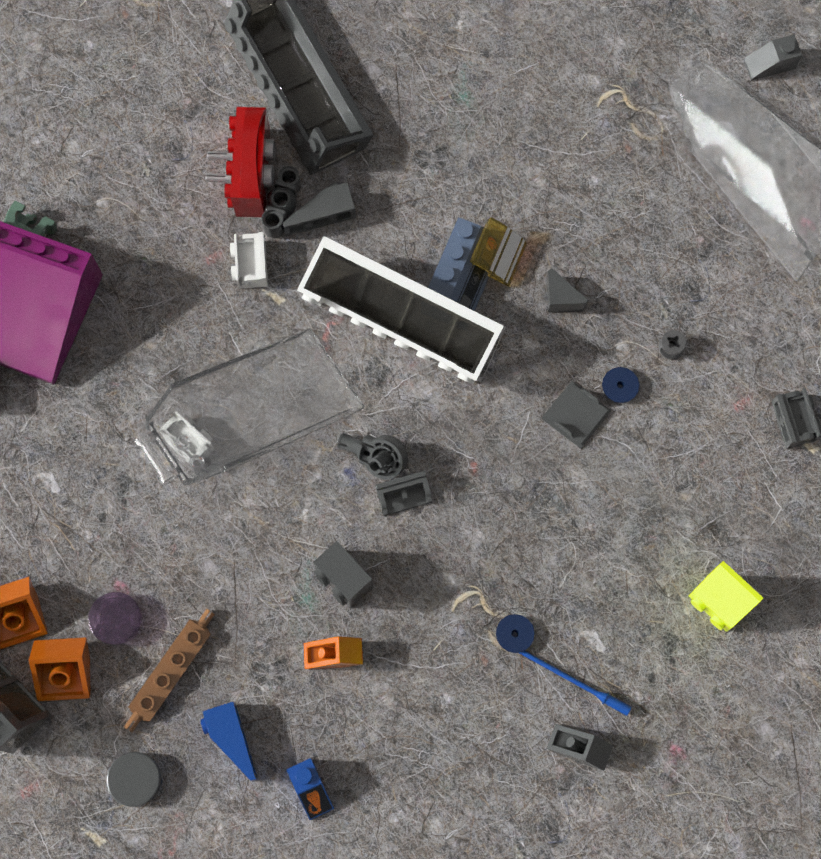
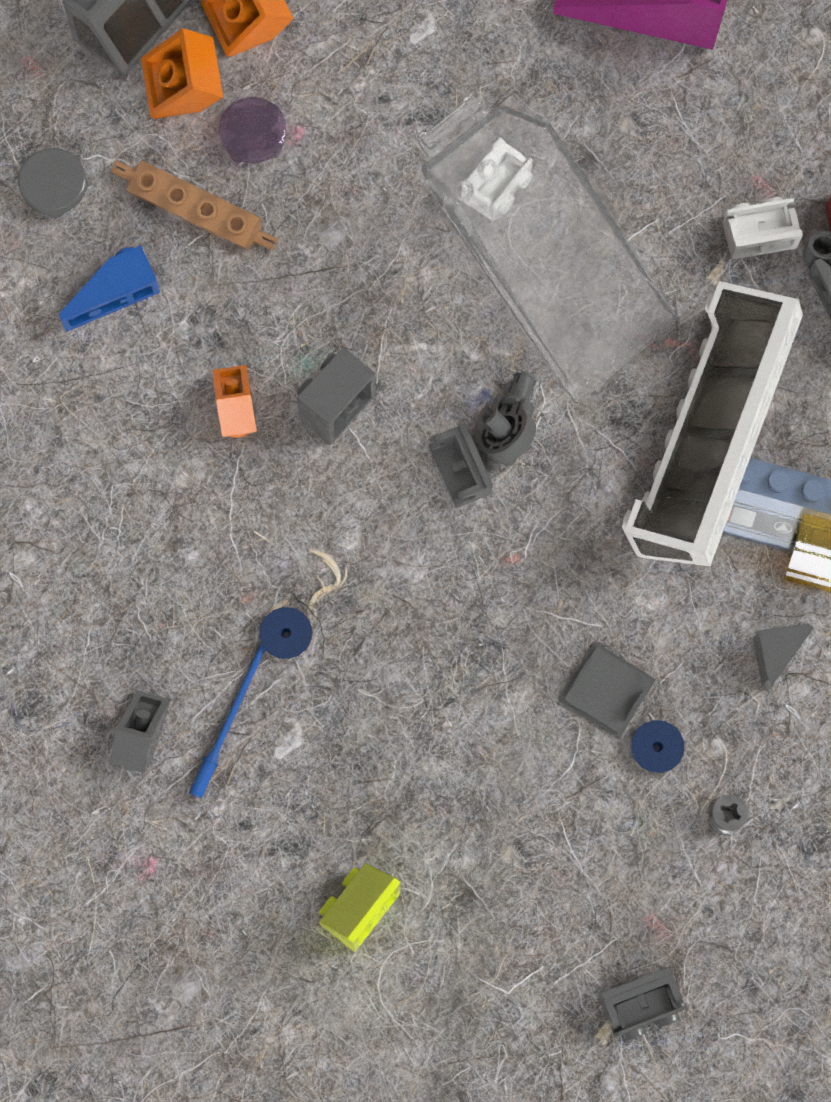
camera: 80 degrees right, 0 degrees up
(310, 788) = (58, 391): slope -> none

